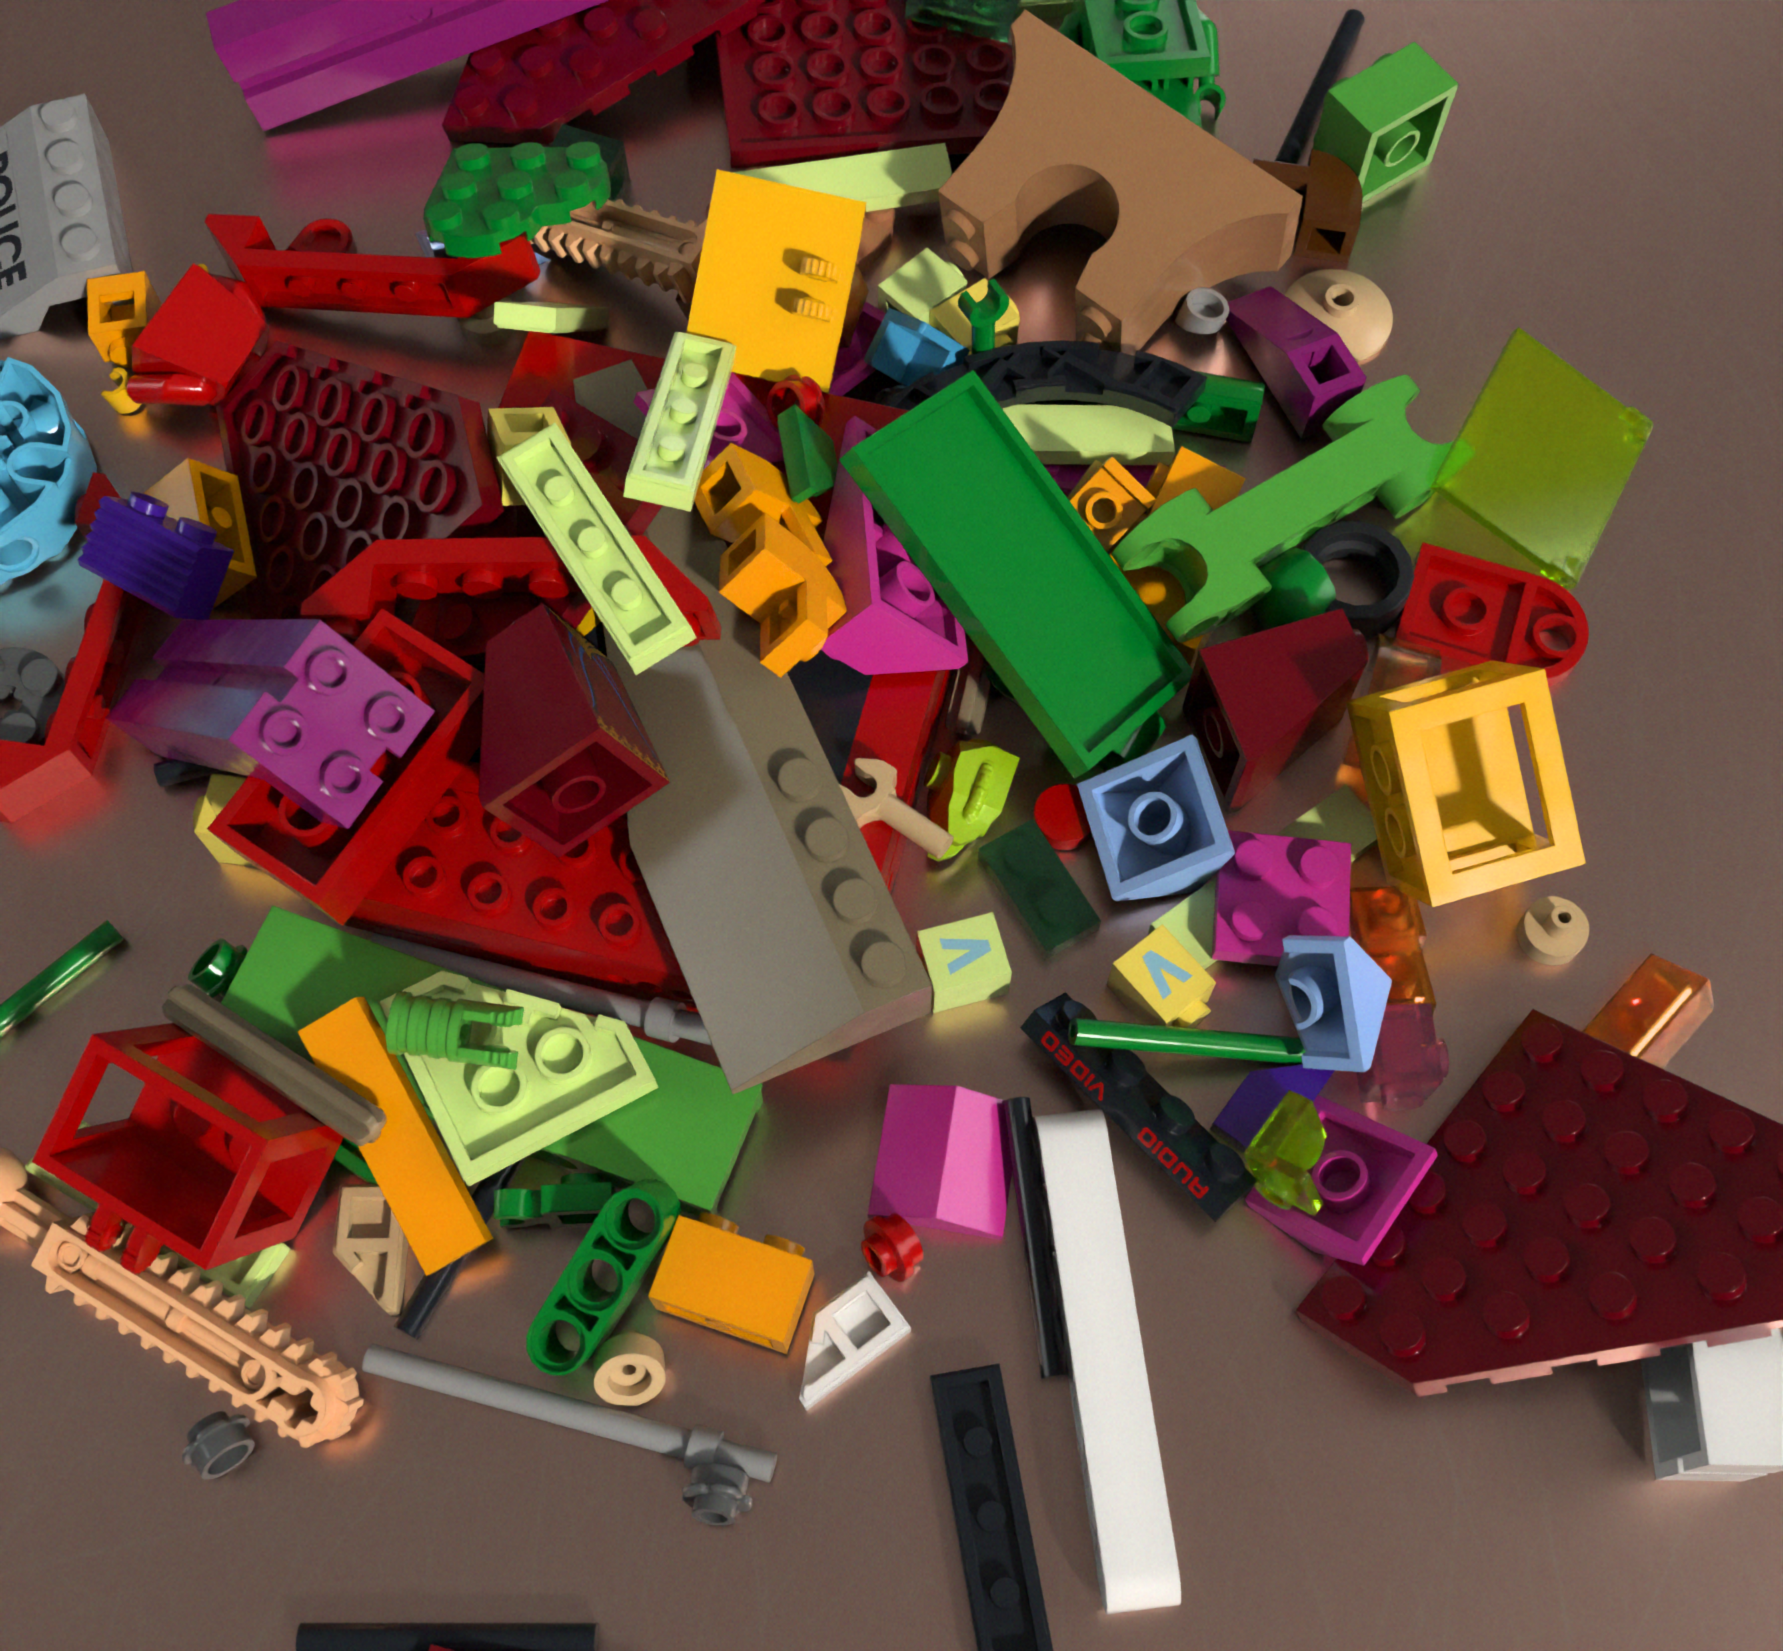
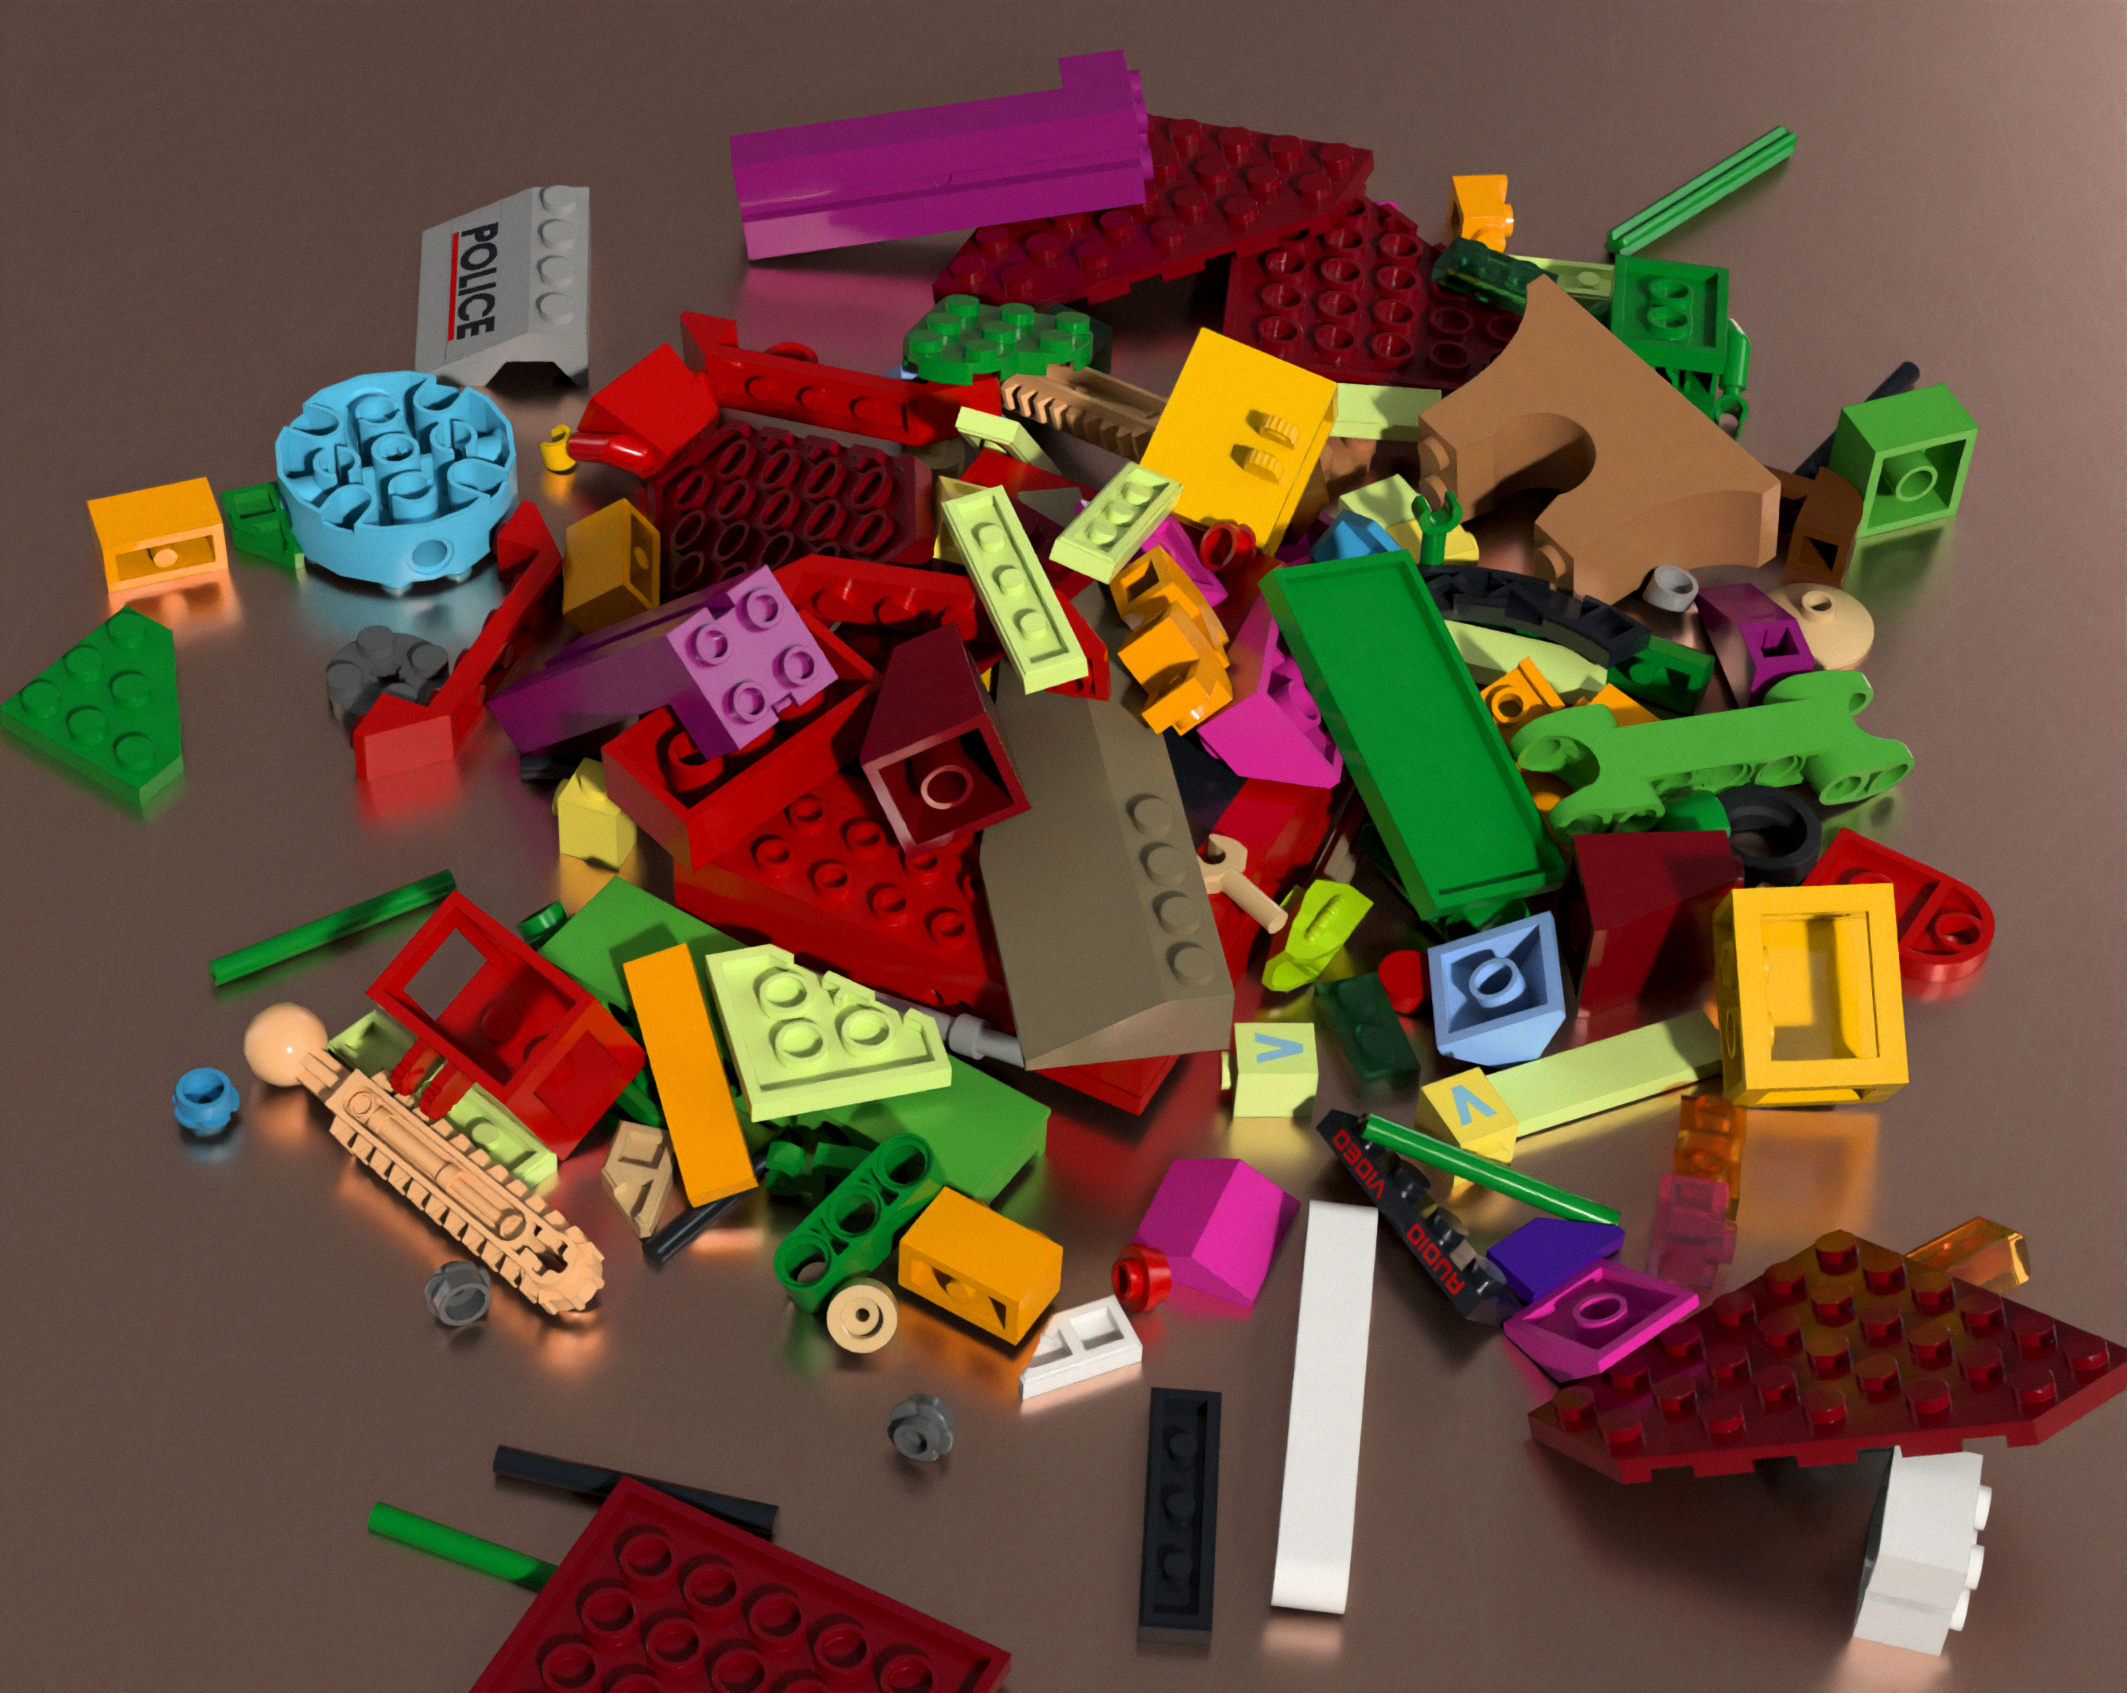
camera: 10 degrees right, 20 degrees down
(117, 327) = (569, 396): light orange brick -> none
(156, 556) = (578, 566): dark purple brick -> none
(274, 1064) = (630, 1011): dark tan axle -> none
(444, 1029) = (766, 975): bright green hinge -> none
(694, 1446) = (787, 1338): light grey bar -> none
(807, 455) = (1228, 585): green tile -> none
(1035, 1238) = (1284, 1305): black bar -> none
(1279, 890) = (1607, 1084): dark pink plate -> none
(1284, 1151) = (1552, 1274): clear neon green bracket -> none
(1333, 999) = (1632, 1146): light blue slope -> none
(1543, 458) = (1989, 777): clear neon green piece -> none
(1552, 930) = (1881, 1175): tan tile -> none

